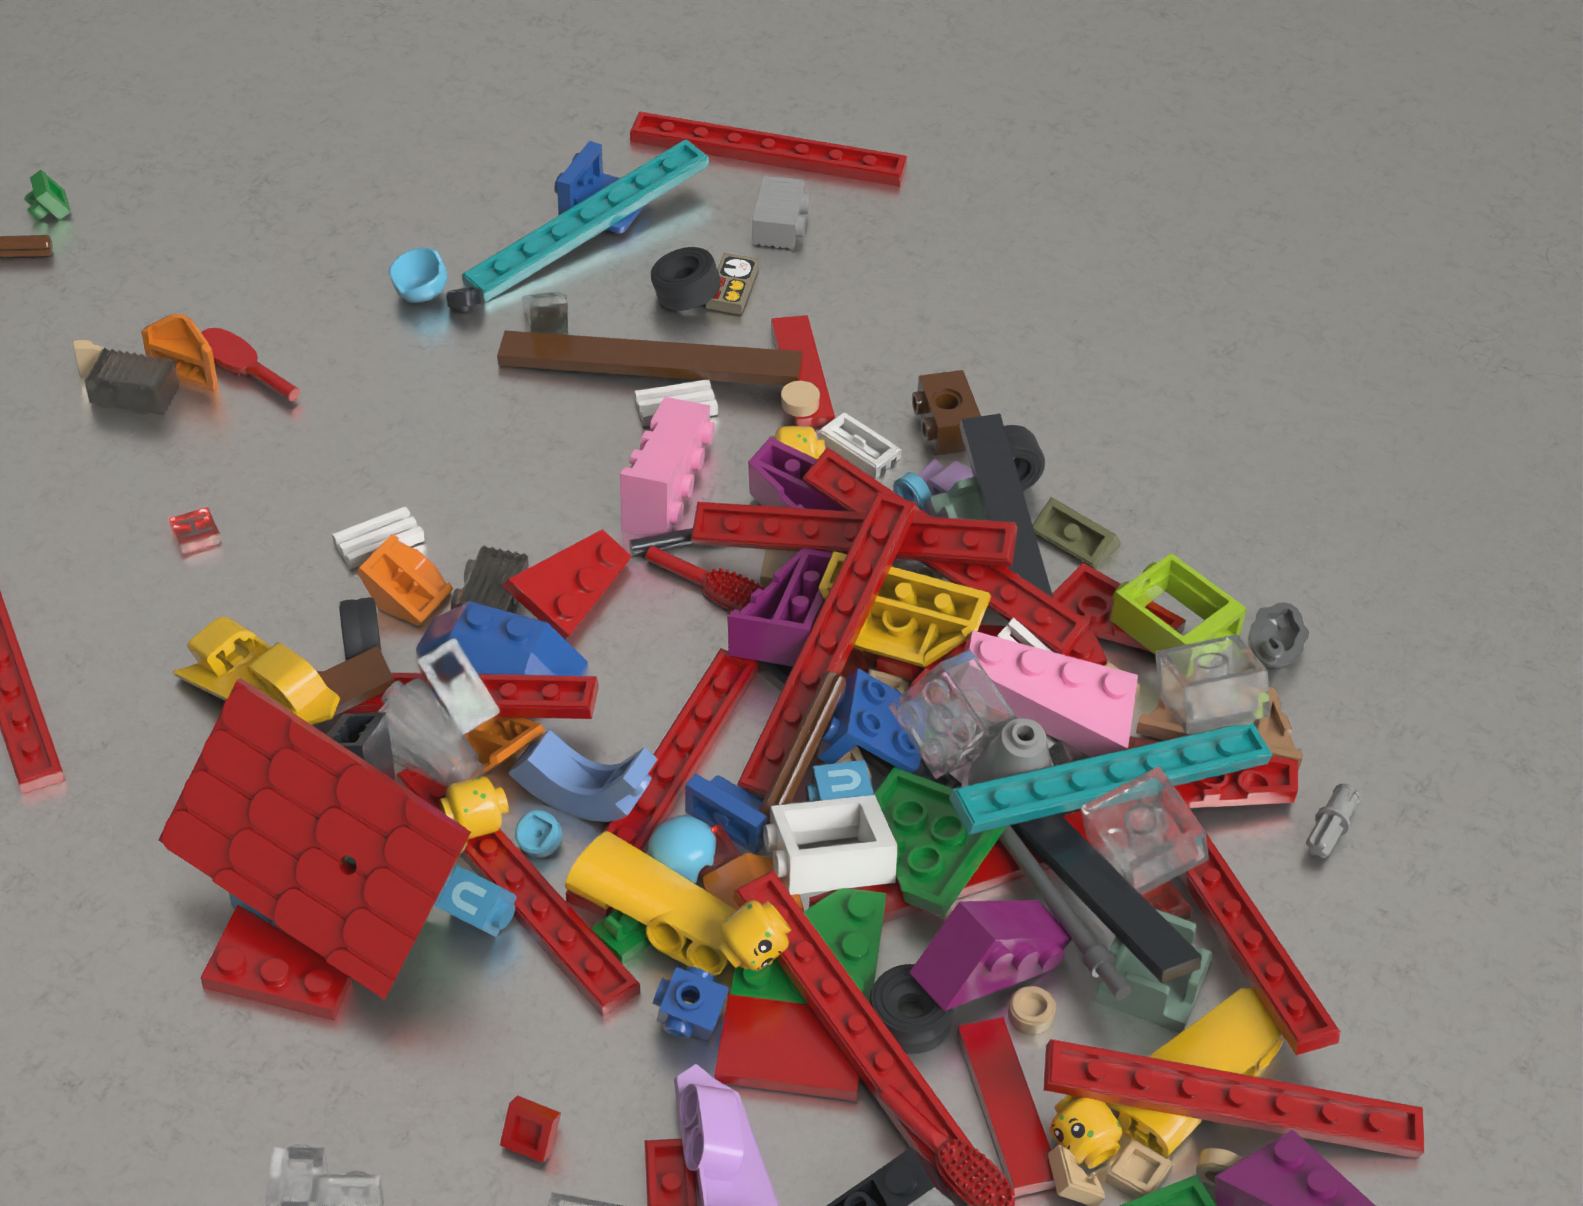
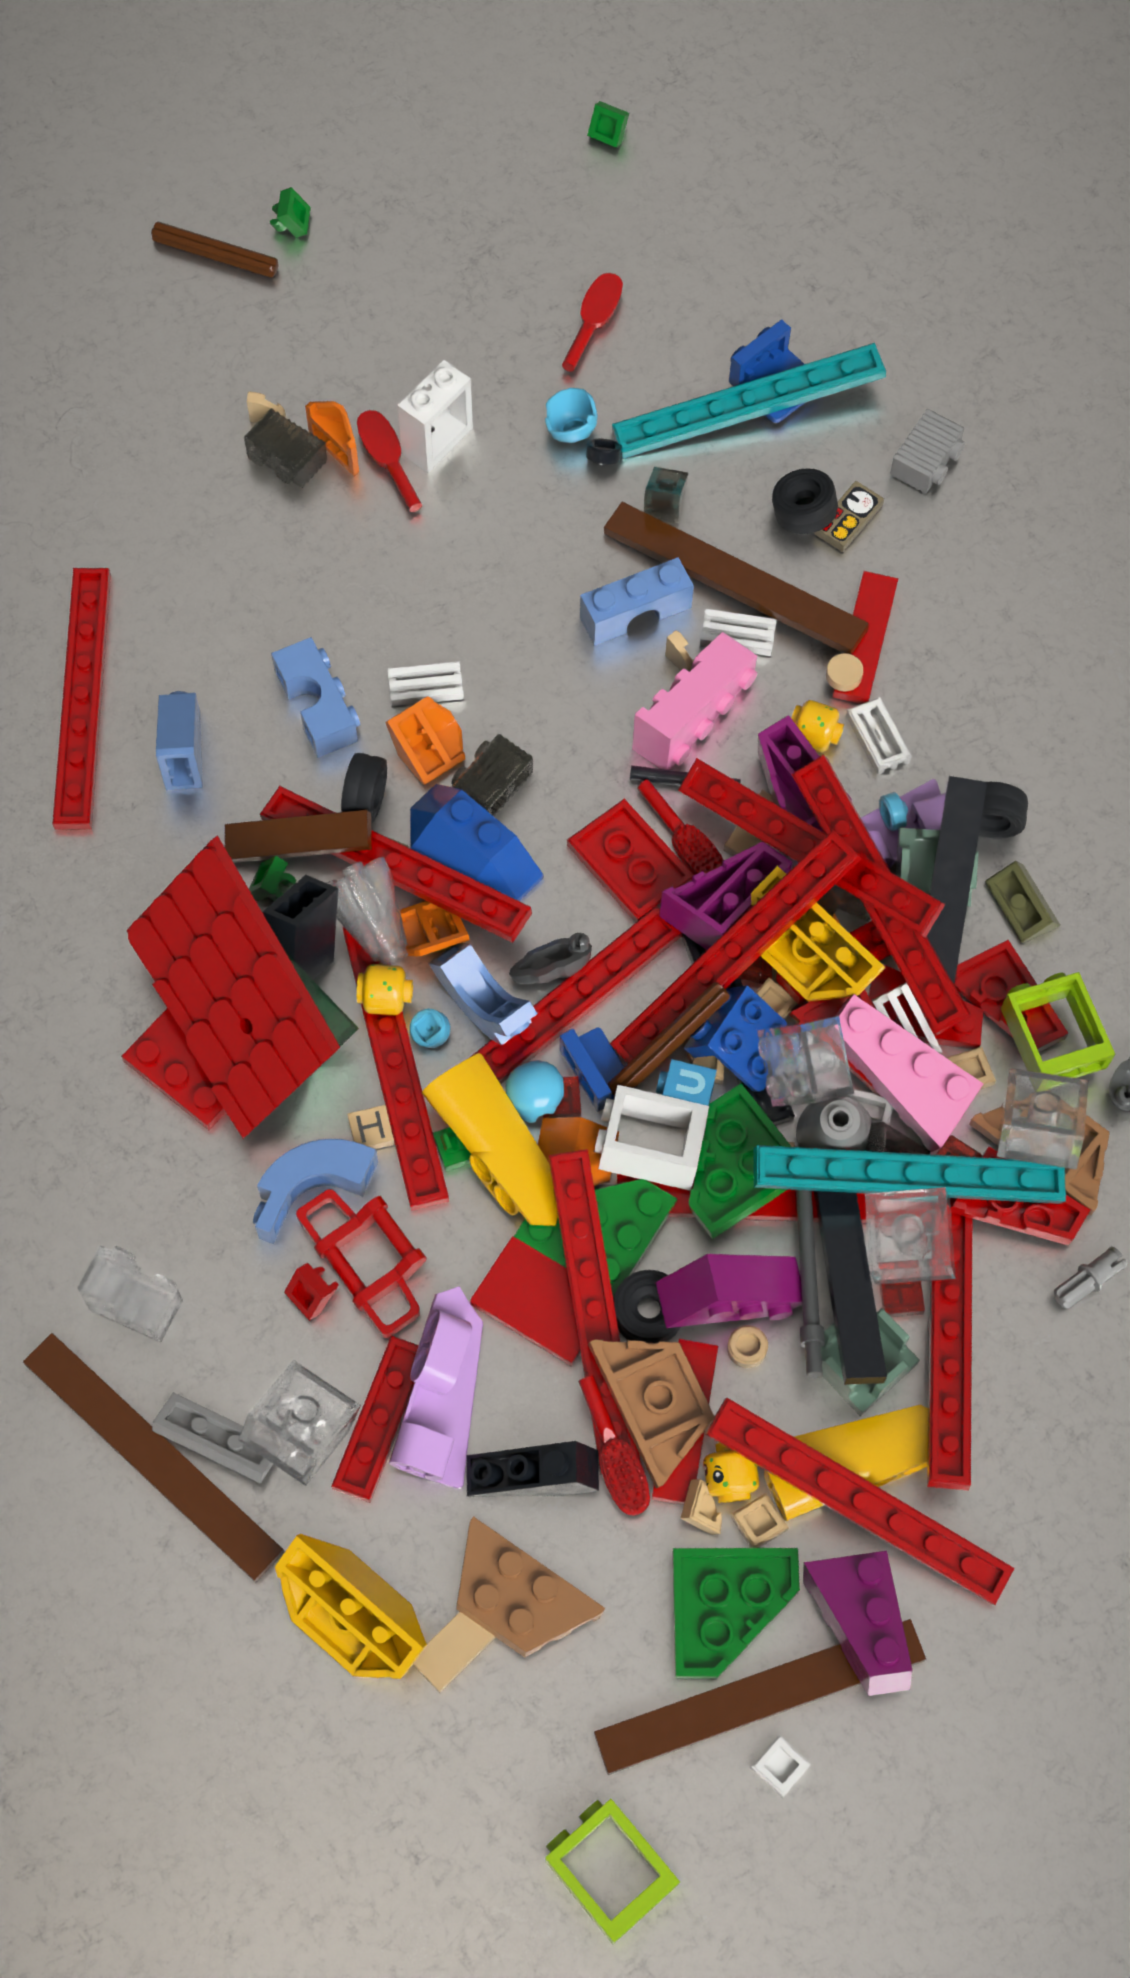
camera: 25 degrees right, 20 degrees up
(136, 662) = (179, 741): none -> medium blue slope
(195, 530) = (280, 621): clear red tile -> none
(232, 652) = (265, 797): yellow panel -> none
(283, 305) = (437, 418): none -> white window
(289, 593) = (304, 671): none -> medium blue arch
(337, 52) = (608, 124): none -> green tile
(399, 192) = (595, 311): none -> red piece
(458, 685) = (411, 878): clear smoke slope -> none
(474, 1003) = (310, 1166): none -> medium blue arch
(477, 901) = (352, 1076): dark azure brick -> none
(520, 951) = (371, 1127): none -> tan tile
(540, 414) = (611, 607): none -> medium blue arch
(550, 1047) = (358, 1223): none -> red bar
(569, 582) = (558, 795): red wing -> none
(625, 432) = (676, 652): none -> tan tile
(640, 728) = (553, 960): none -> dark grey arm
(668, 621) = (629, 859): none -> red tile
(695, 1018) = (489, 1238): blue brick -> none
(754, 935) = (541, 1206): yellow head -> none
(771, 148) = (958, 369): red tile -> none
(942, 403) = (970, 753): reddish brown brick -> none
(970, 1084) = (656, 1400): none -> medium nougat wing
(1213, 1162) = (819, 1547): tan tile -> none

